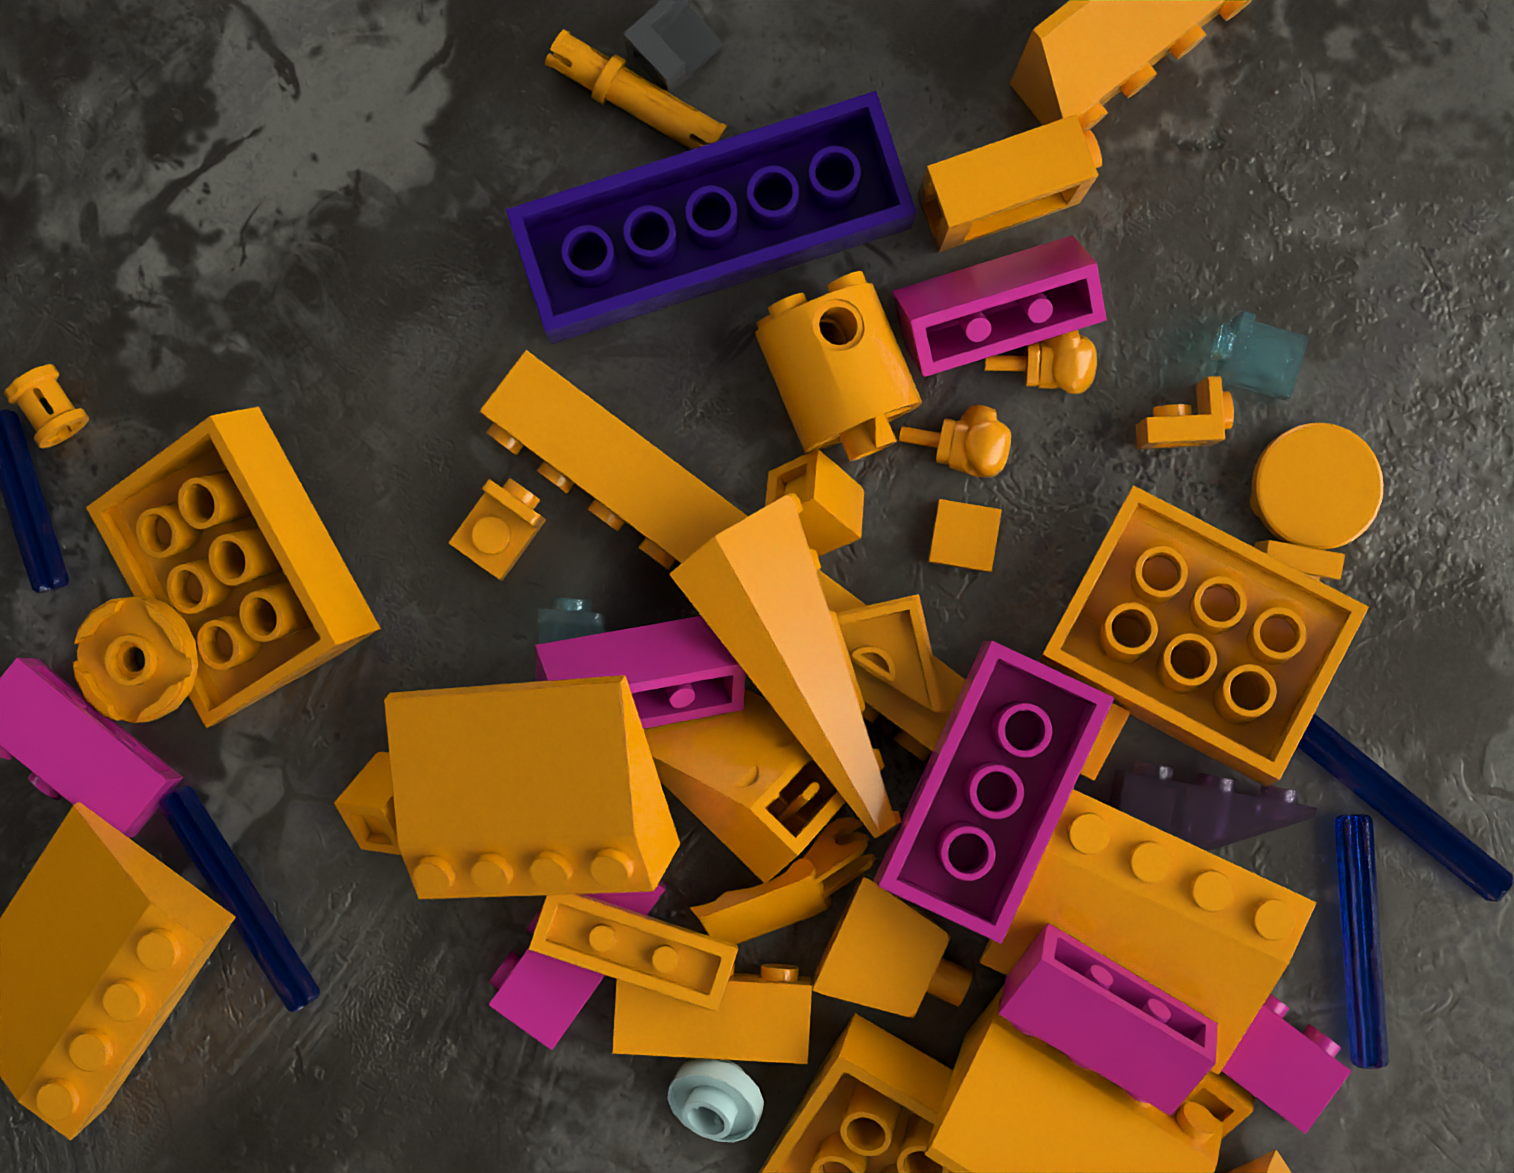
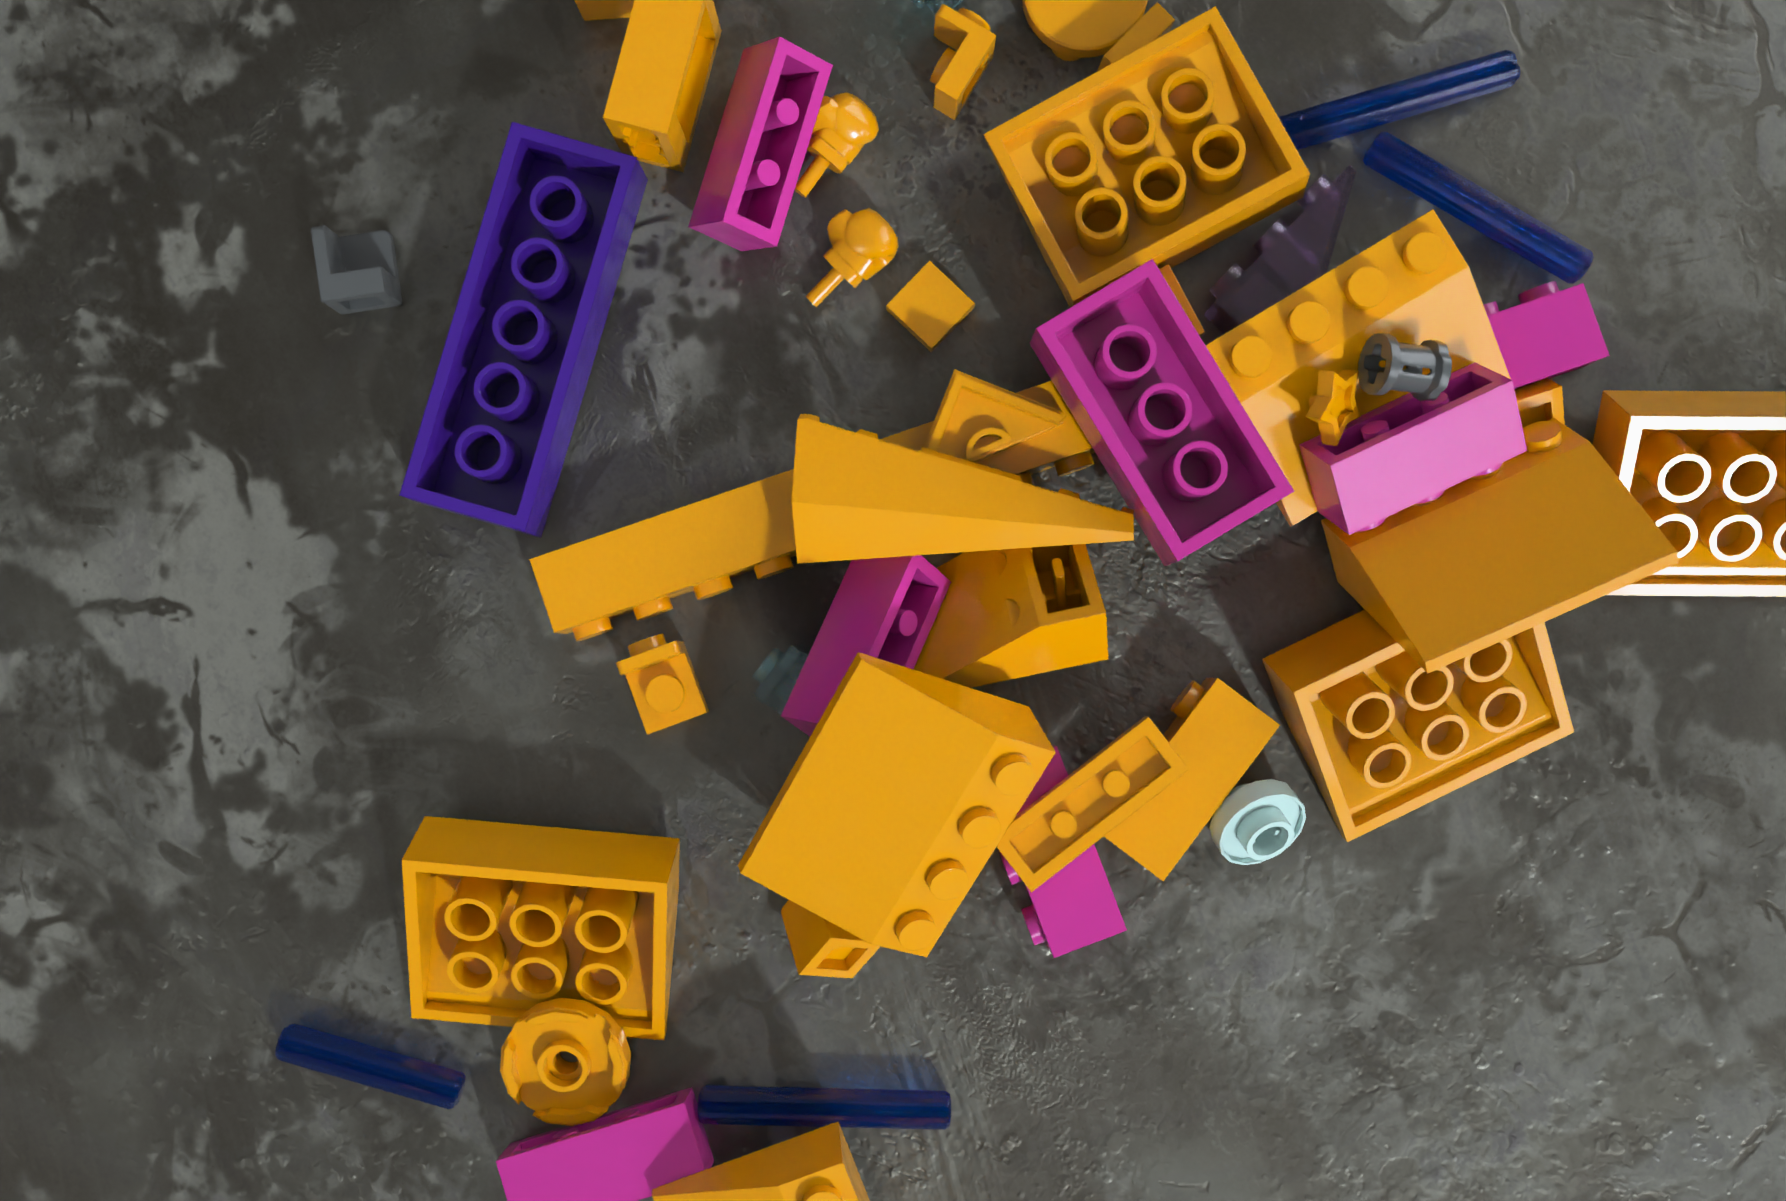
camera: 50 degrees left, 0 degrees up
(39, 384) = (280, 987): light orange bush -> none
(615, 83) = (376, 331): light orange pin -> none
(795, 894) = (1132, 642): light orange arm -> none
(828, 497) = (820, 391): light orange panel -> none
(844, 385) = (720, 311): light orange cylinder -> none
(888, 955) = (1232, 600): light orange torso -> none
(1097, 928) = (1334, 404): none -> light orange piece
(1166, 966) = (1385, 347): none -> dark grey bush

